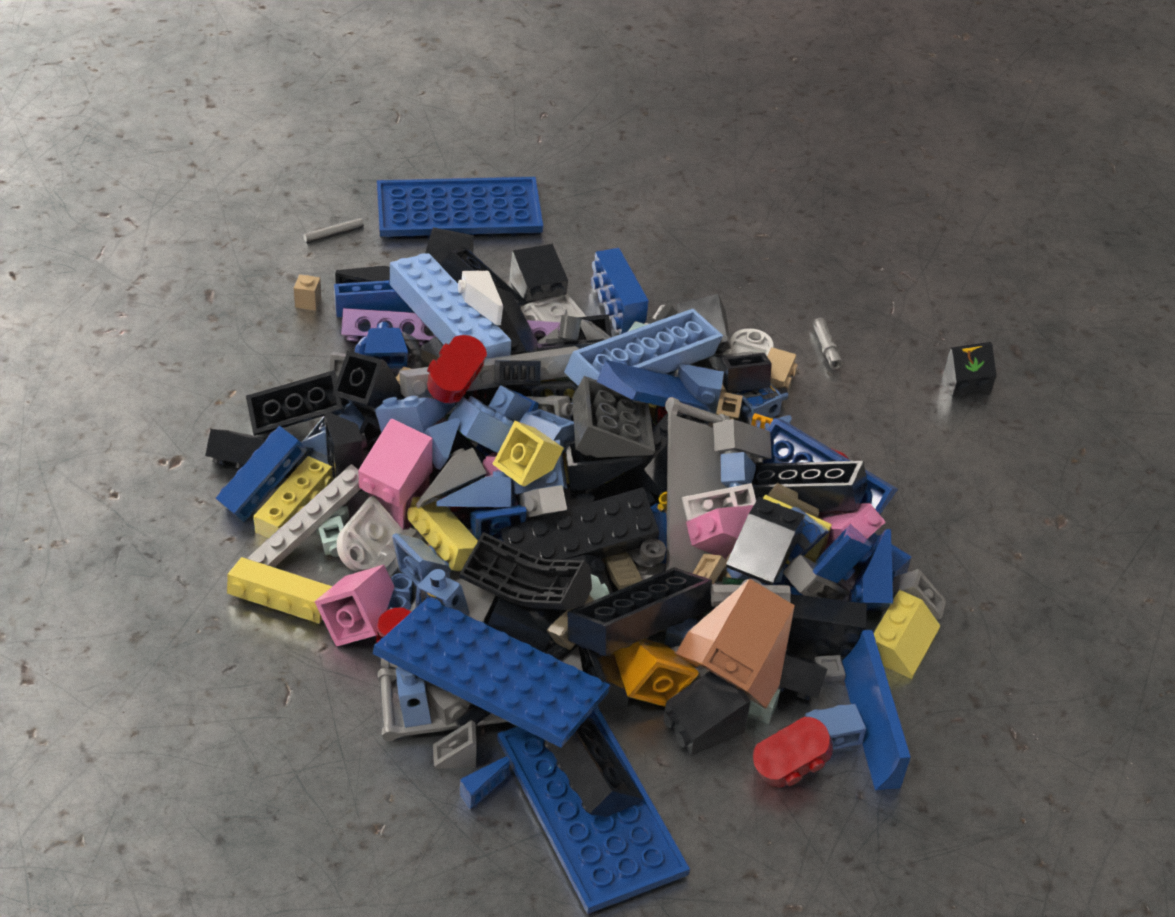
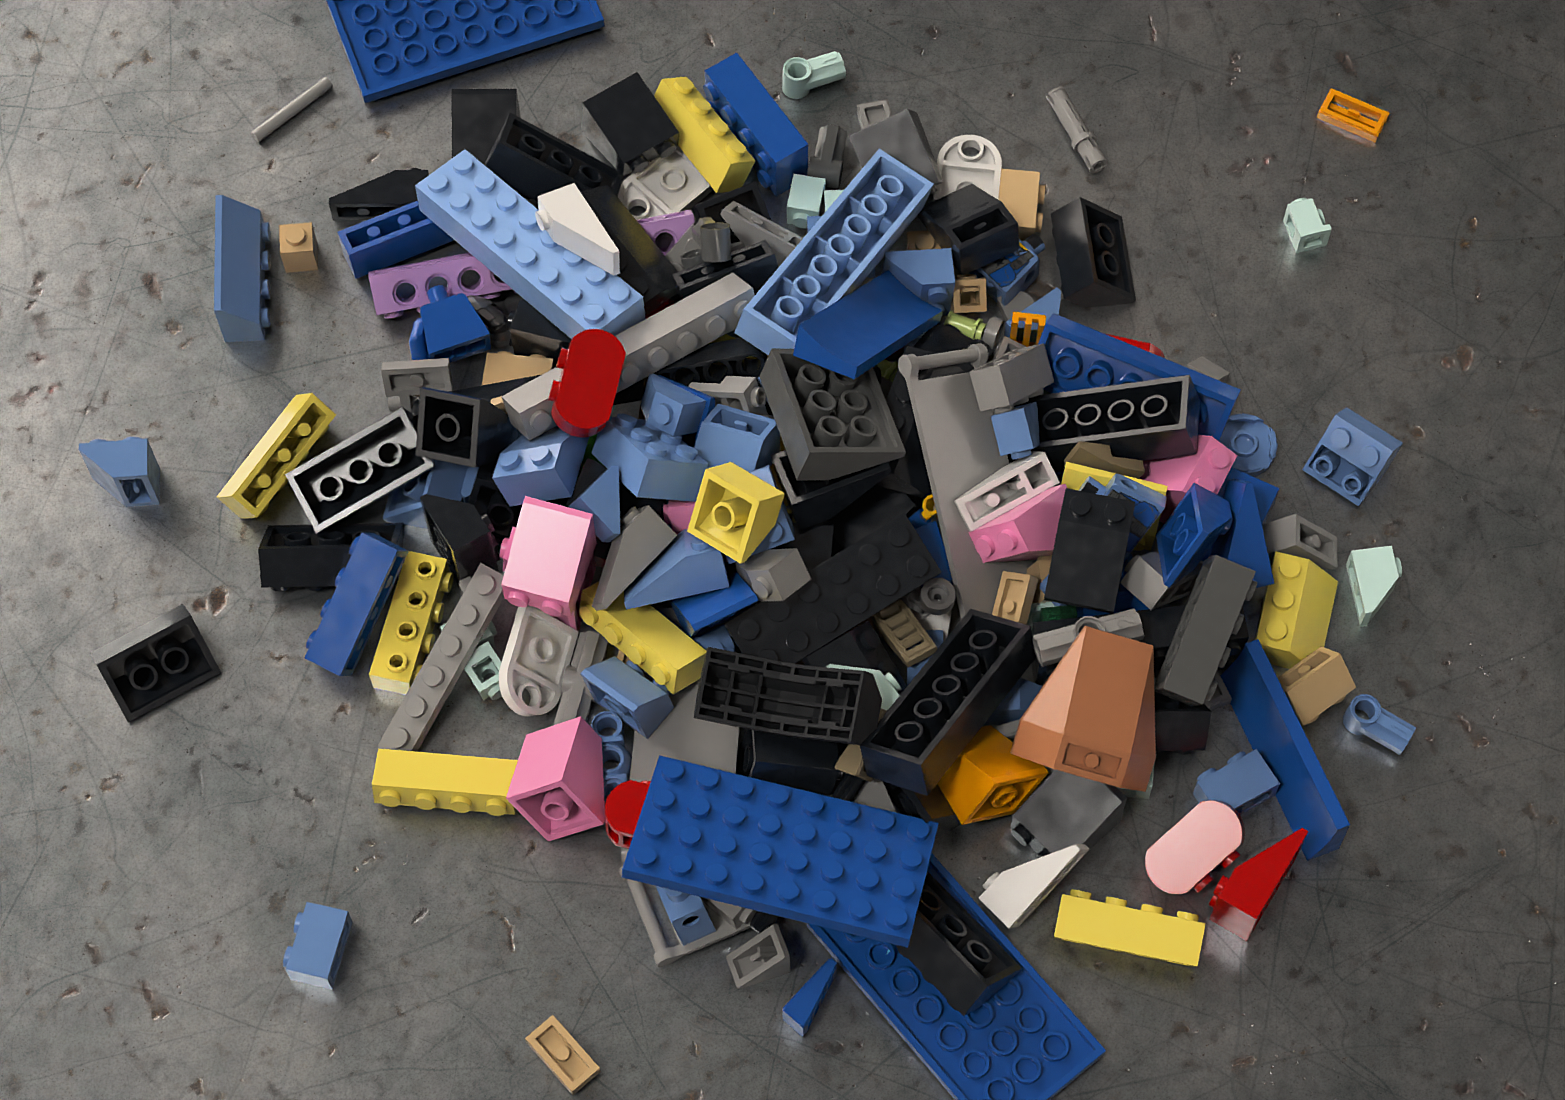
camera: 10 degrees left, 20 degrees up
(118, 482) = (155, 662): none -> black slope
(146, 373) = (124, 469): none -> medium blue slope
(152, 665) = (317, 945): none -> medium blue brick
(234, 396) = (276, 454): none -> light yellow brick
(265, 293) = (240, 271): none -> medium blue slope
(293, 774) = (562, 1055): none -> tan plate
(443, 589) = (675, 742): medium blue torso -> none
(500, 367) = (647, 353): black slope -> none
(584, 289) = (704, 135): none -> light yellow brick
(658, 278) = (803, 74): none -> light aqua piece
(664, 745) = (1021, 889): none -> white slope
(730, 795) = (1129, 929): none -> light yellow brick
(819, 407) = (1092, 255): none -> black slope
(832, 786) = (1246, 894): none -> red slope
(834, 607) = (1204, 631): none -> dark grey brick
(902, 532) = (1251, 441): none -> medium blue tile
(910, 677) = (1316, 684): none -> tan brick
(941, 709) = (1380, 726): none -> medium blue piece
(965, 627) = (1372, 579): none -> light aqua slope
(967, 424) = (1306, 225): none -> light aqua brick
(968, 554) = (1352, 456): none -> medium blue slope
(970, 369) = (1292, 131): black slope -> none
(1015, 377) = (1351, 119): none -> light orange tile

